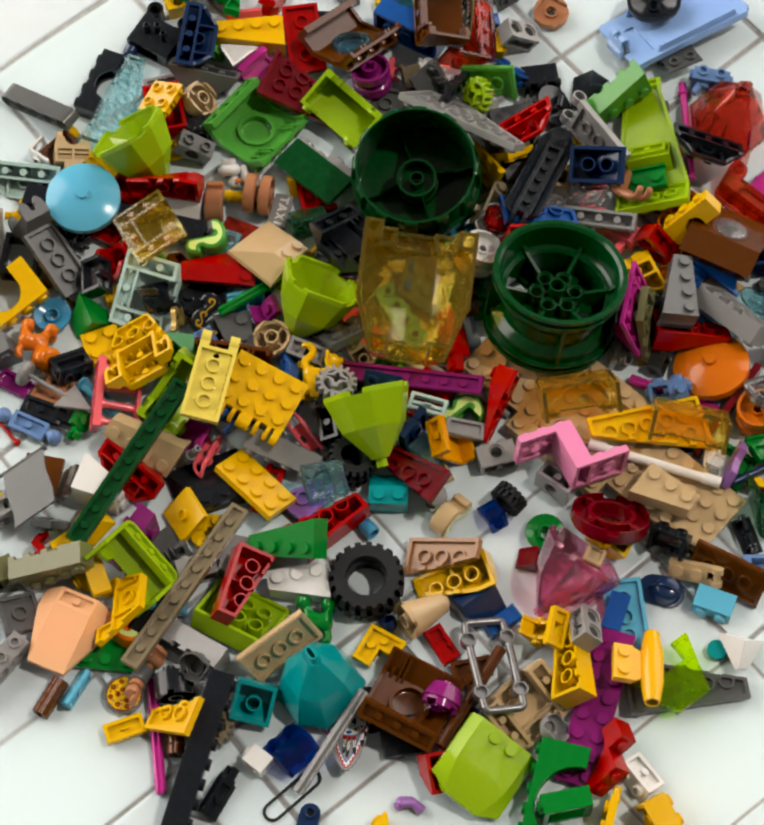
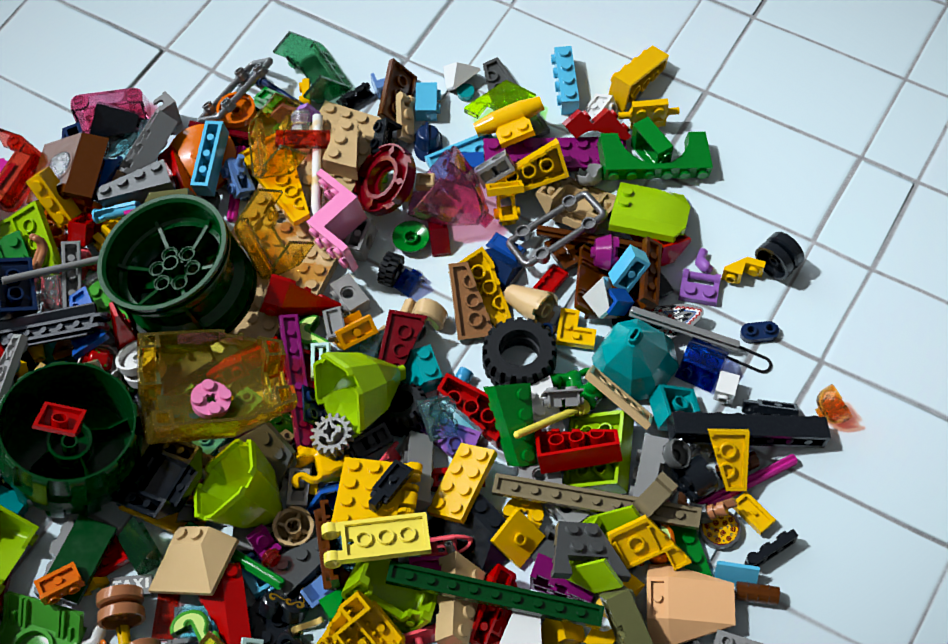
camera: 110 degrees left, 5 degrees down
(83, 726) = (770, 550): none -> black plate
(142, 546) = (583, 543): none -> dark grey wing
(161, 630) = (655, 495): none -> dark tan tile
(245, 308) = (271, 558): none -> clear red plate
(259, 405) = (389, 484): none -> black hinge
(287, 609) = (578, 411): none -> light yellow piece
(292, 150) = (59, 583): none -> orange bracket
(301, 585) = (569, 394): none -> light grey hinge
(375, 785) = (697, 292): none -> medium lavender plate
(379, 683) = (621, 302): none -> blue panel
(395, 672) = (599, 298): none -> white slope
(407, 704) = (629, 268): none -> medium azure brick
(411, 155) = (60, 419): none -> red slope
(415, 308) = (213, 389): none -> bright pink plate
(604, 196) = (49, 270): none -> light grey bar
(656, 270) = (114, 212): none -> medium azure piece
(689, 455) = (303, 139): none -> clear red tile
(692, 362) = (209, 158): none -> medium azure brick
(692, 756) = (565, 79): none -> medium azure brick

